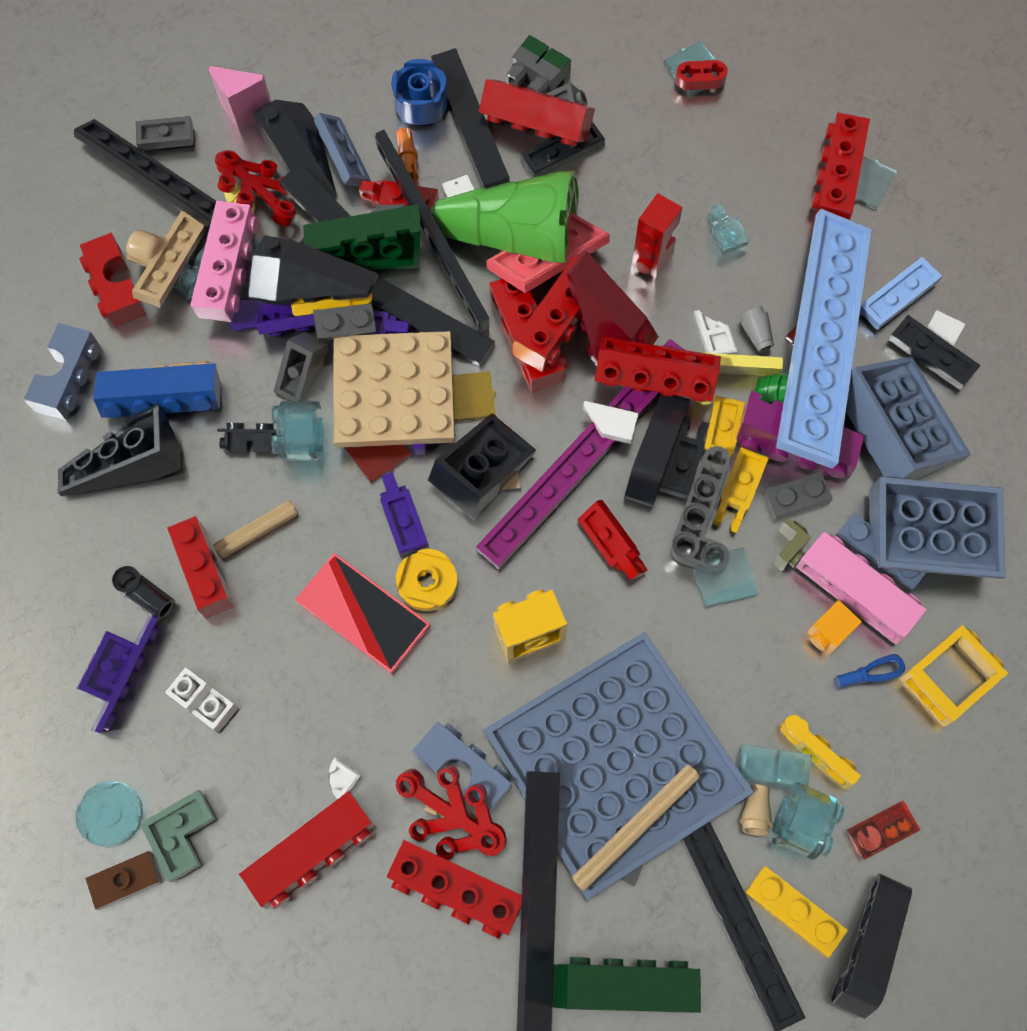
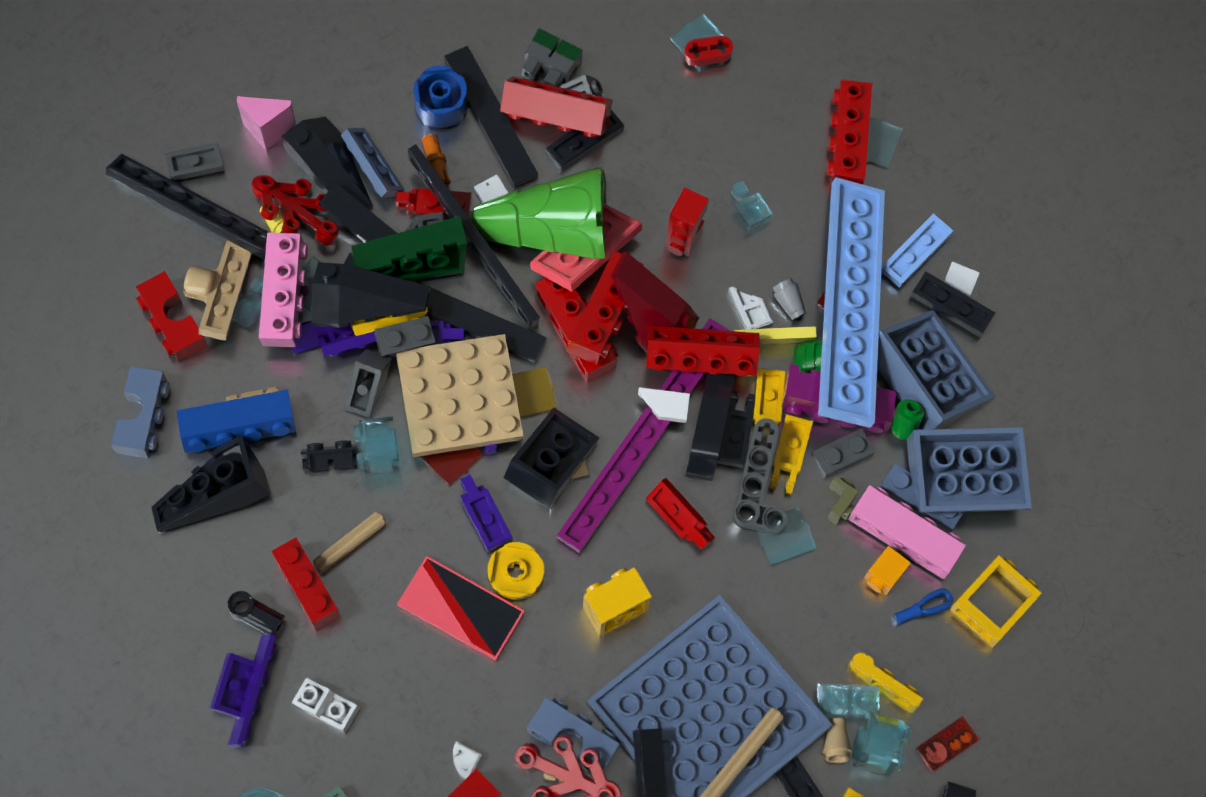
camera: 15 degrees left, 0 degrees up
(872, 465) = (906, 418): none -> green brick

